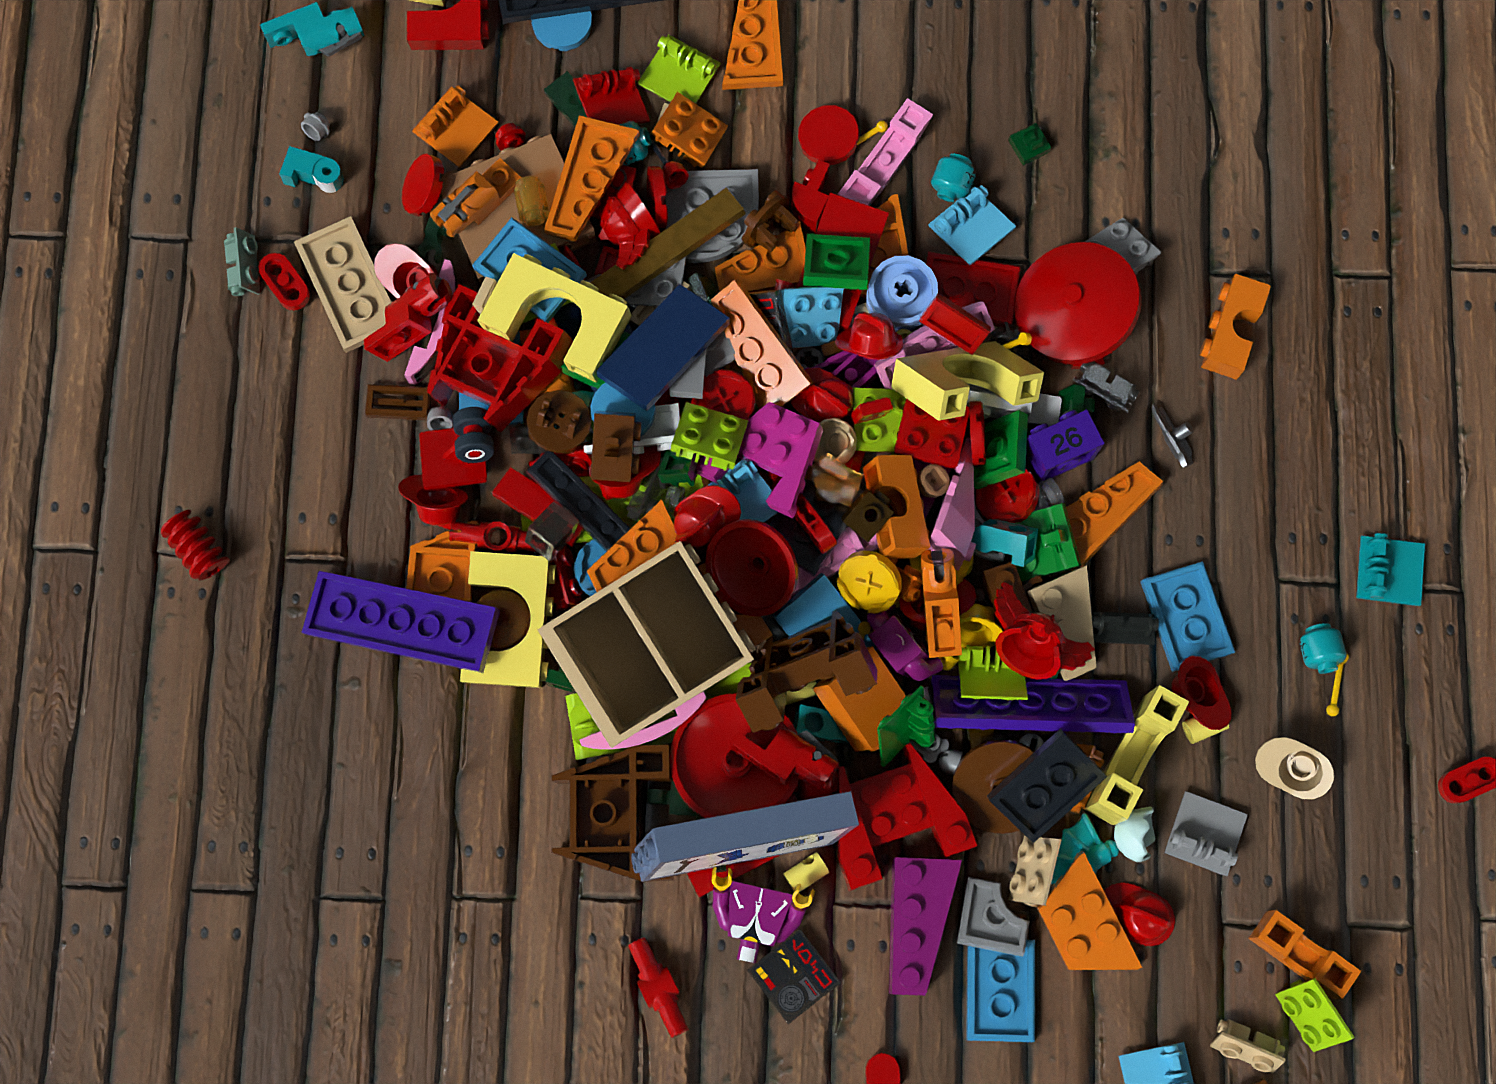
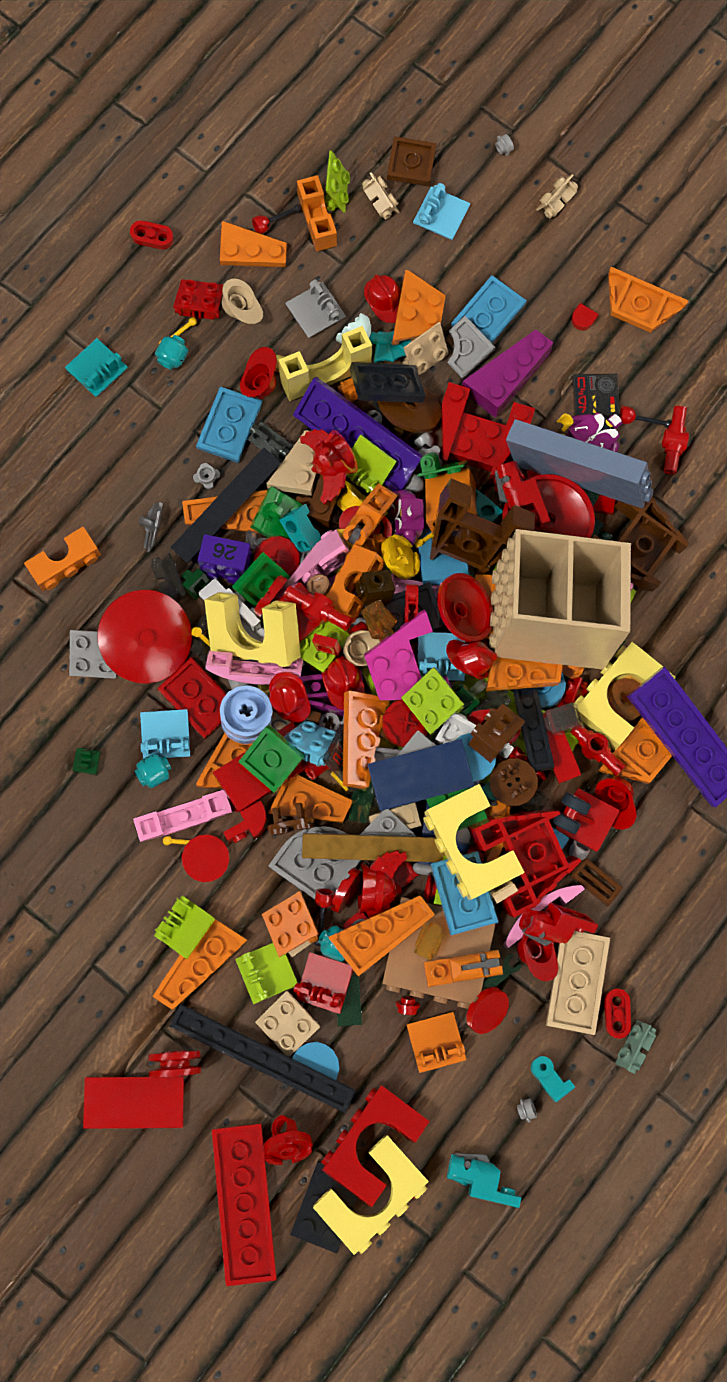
camera: 145 degrees left, 0 degrees up
(619, 39) = (287, 1024): none -> tan hinge
(735, 977) = (628, 415): none -> hinge
(796, 51) = (184, 927): none -> lime hinge
(912, 442) = (318, 608): none -> red pin
(955, 324) = (233, 664): red tile -> none
(1111, 512) = (226, 504): none -> black tile
(1169, 530) = (202, 471): none -> light grey plate
(1346, 854) = (250, 248): none -> orange wing
(1350, 742) = (198, 297): none -> red hinge
(1357, 897) = (262, 223): none -> hinge

